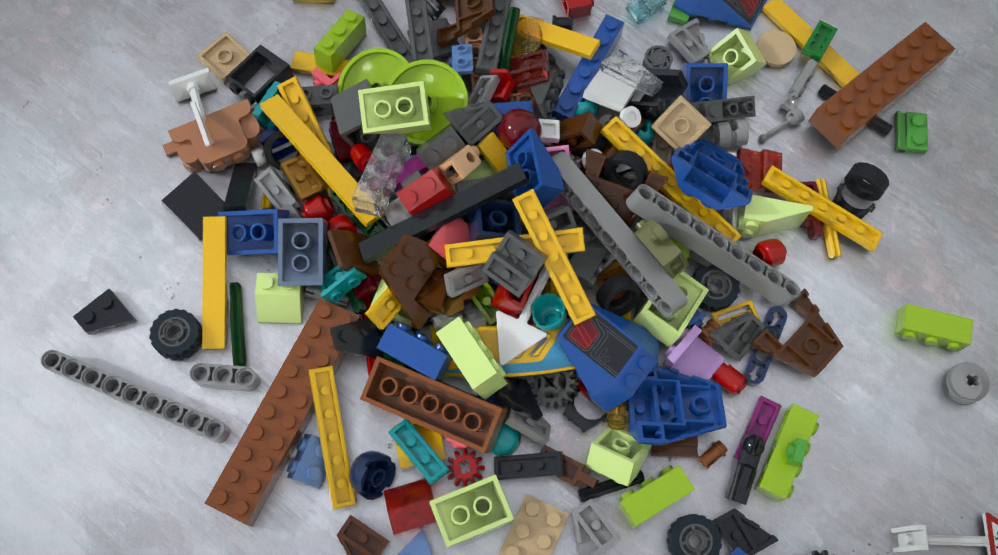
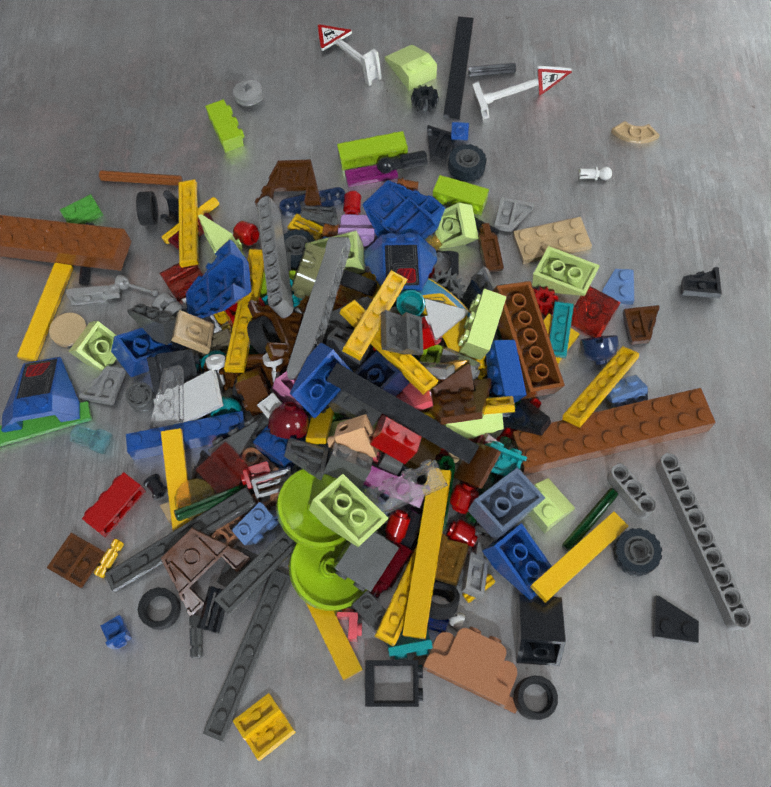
camera: 125 degrees left, 5 degrees down
(143, 156) = (552, 698): none -> black tyre
(191, 87) = (446, 734): white piece -> none
(222, 56) = (396, 739): tan tile -> none
(240, 187) = (496, 605): black tile -> none
(340, 40) = (307, 642): lime brick -> none
(529, 466) = (505, 265): black tile -> none
(795, 451) = (372, 136): bright green plate -> none
(819, 41) = (44, 301): green plate -> none
(918, 207) = (145, 178): none -> dark orange axle

